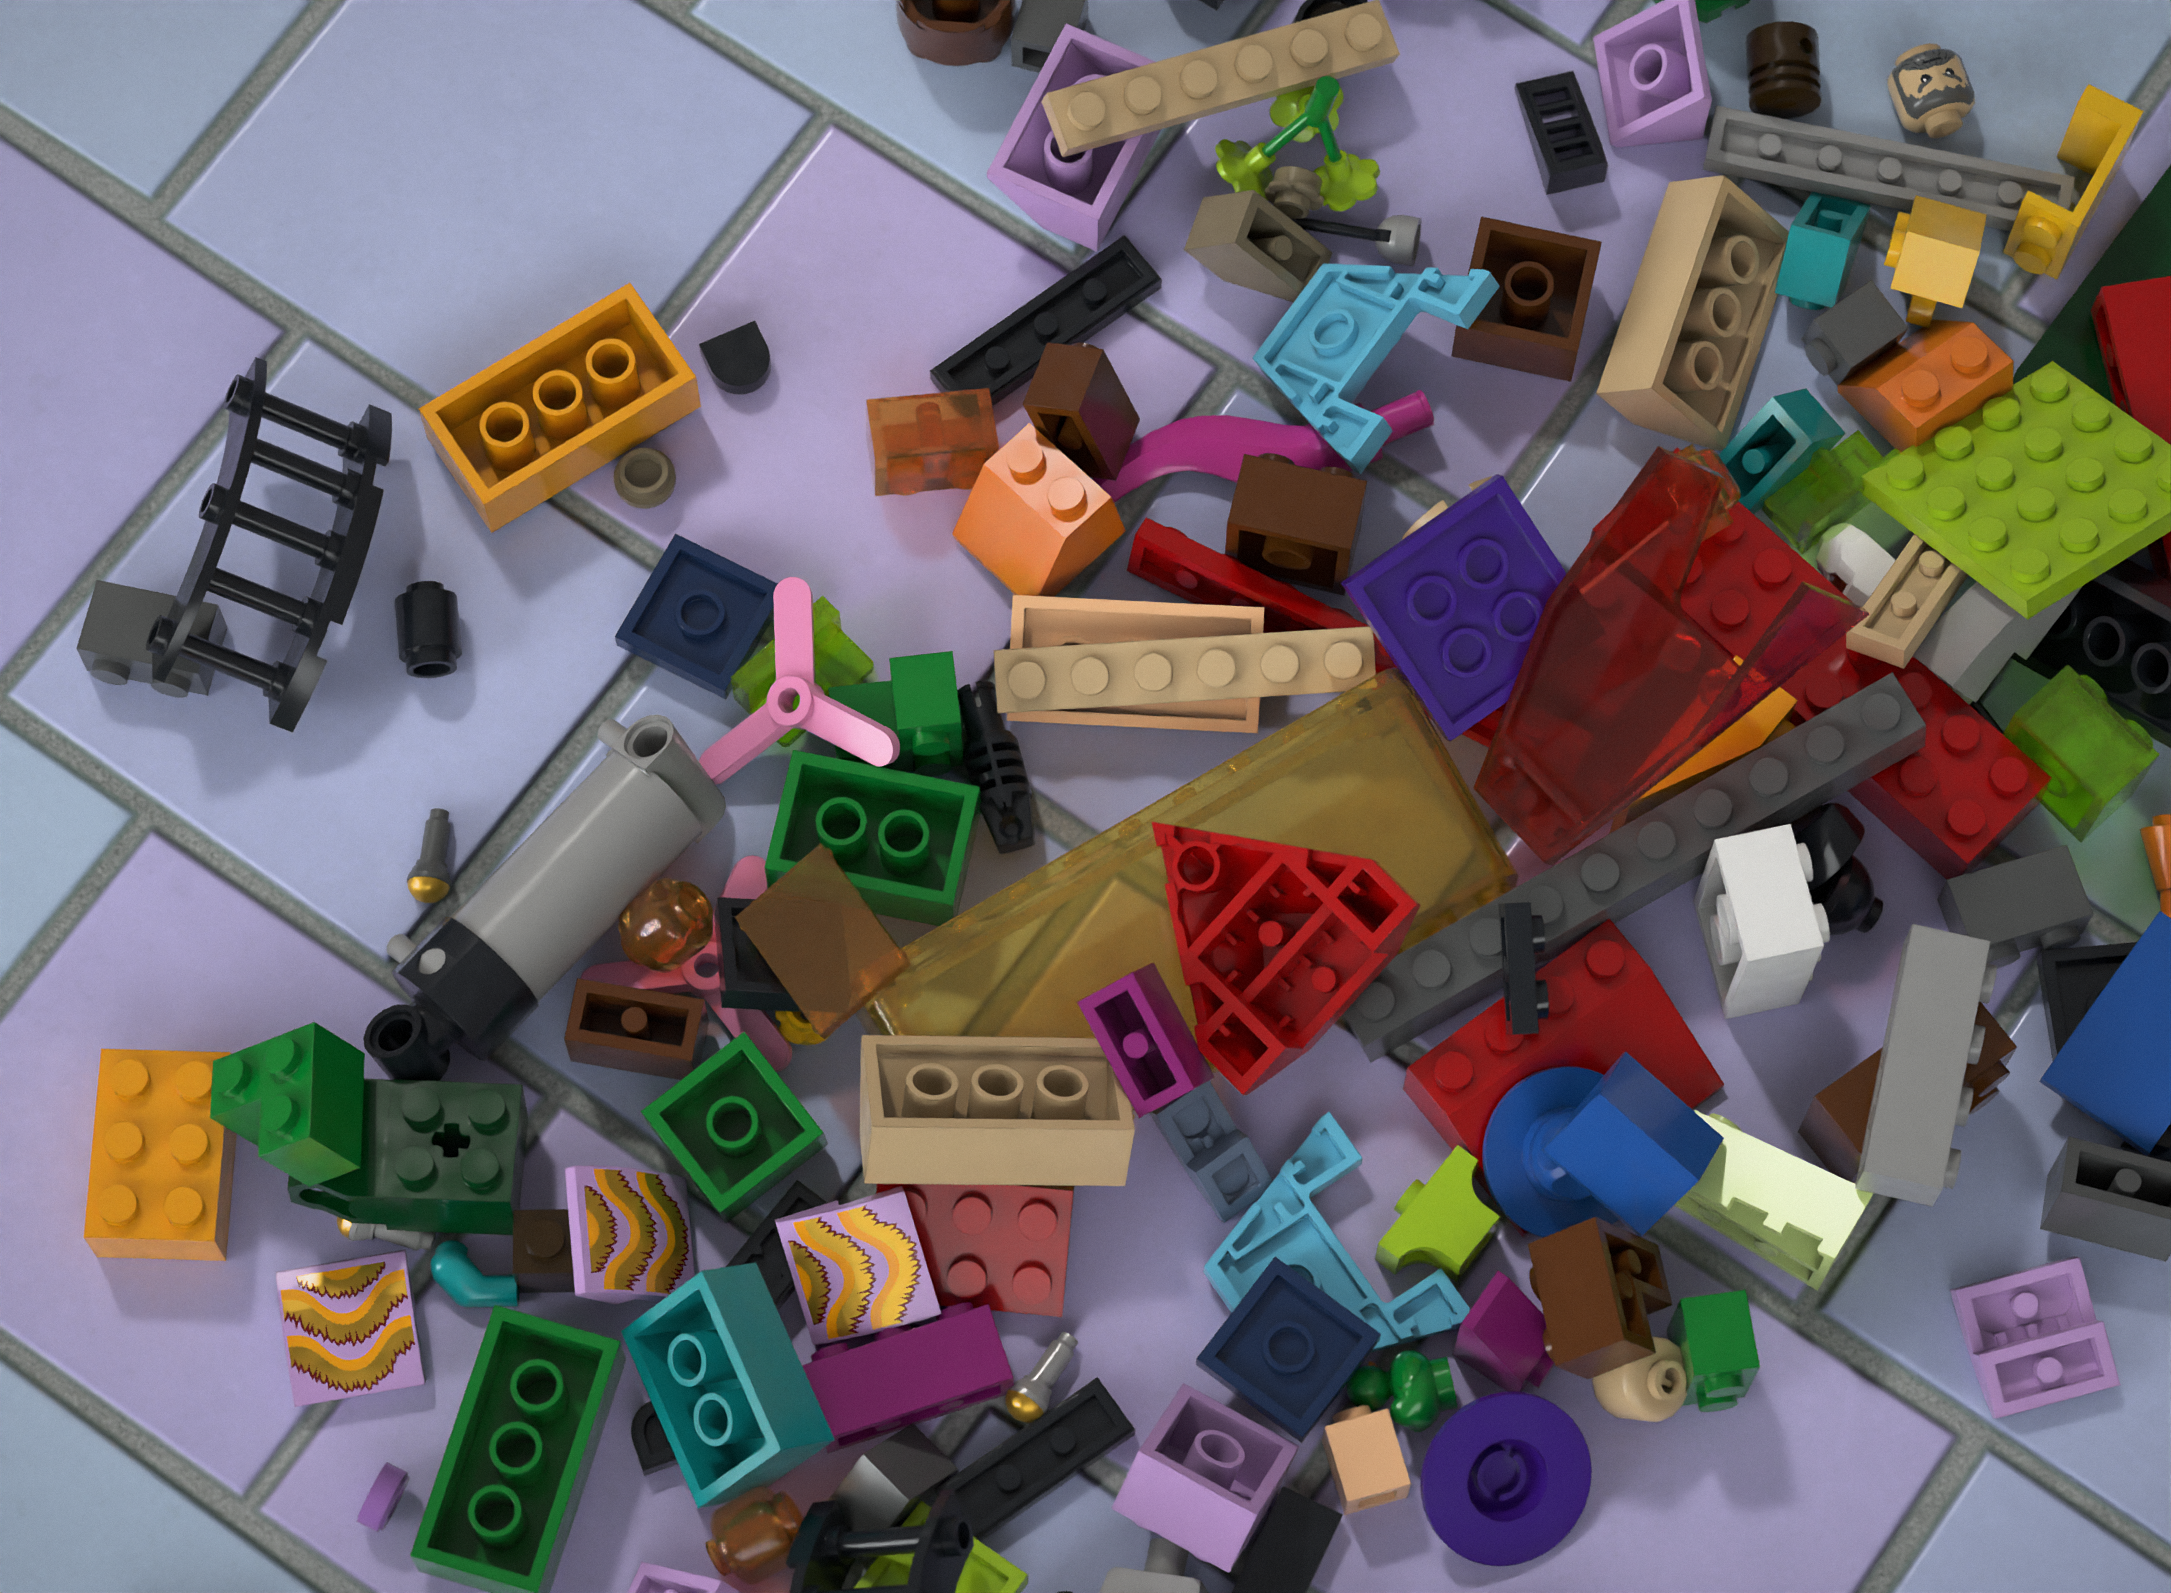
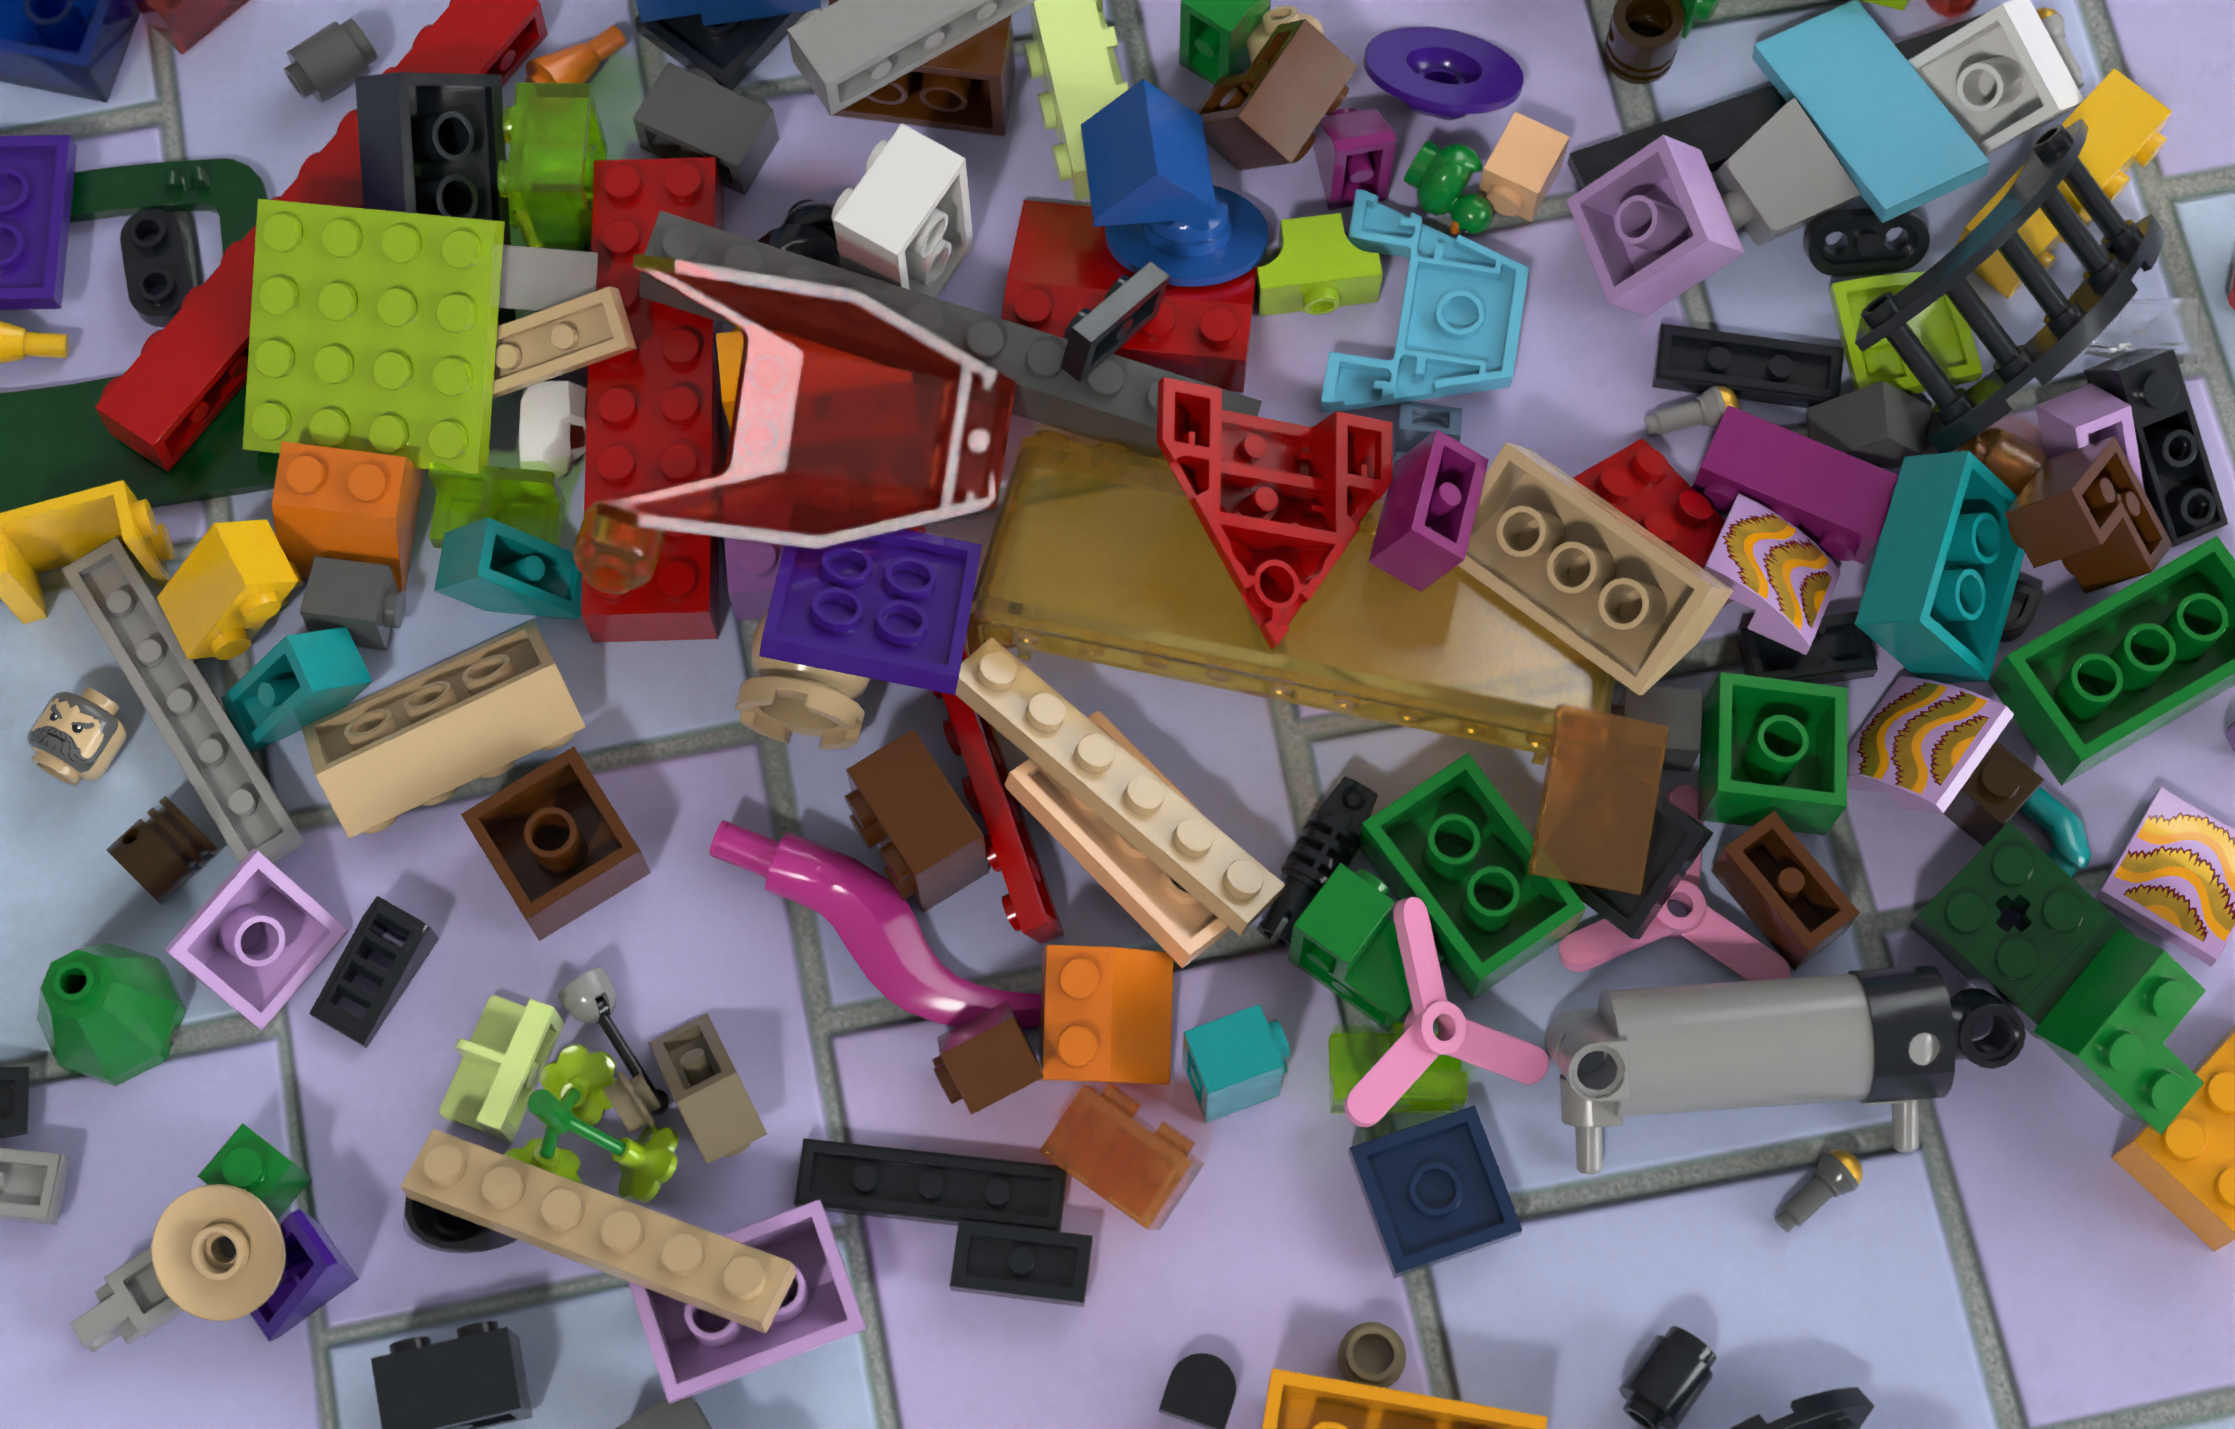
camera: 135 degrees left, 0 degrees up
(659, 1522) = (2090, 517): none -> reddish brown brick
(666, 925) = (1691, 946): clear orange head -> none
(831, 1085) = (1673, 708): none -> dark grey brick
(913, 557) = (1235, 1062): none -> teal brick
(934, 328) = (1021, 1263): none -> black plate
(1288, 1349) = (1514, 261): dark blue plate -> none
(1342, 334) = (724, 945): medium azure wing -> none
(1409, 149) = (501, 1066): none -> yellowish green panel

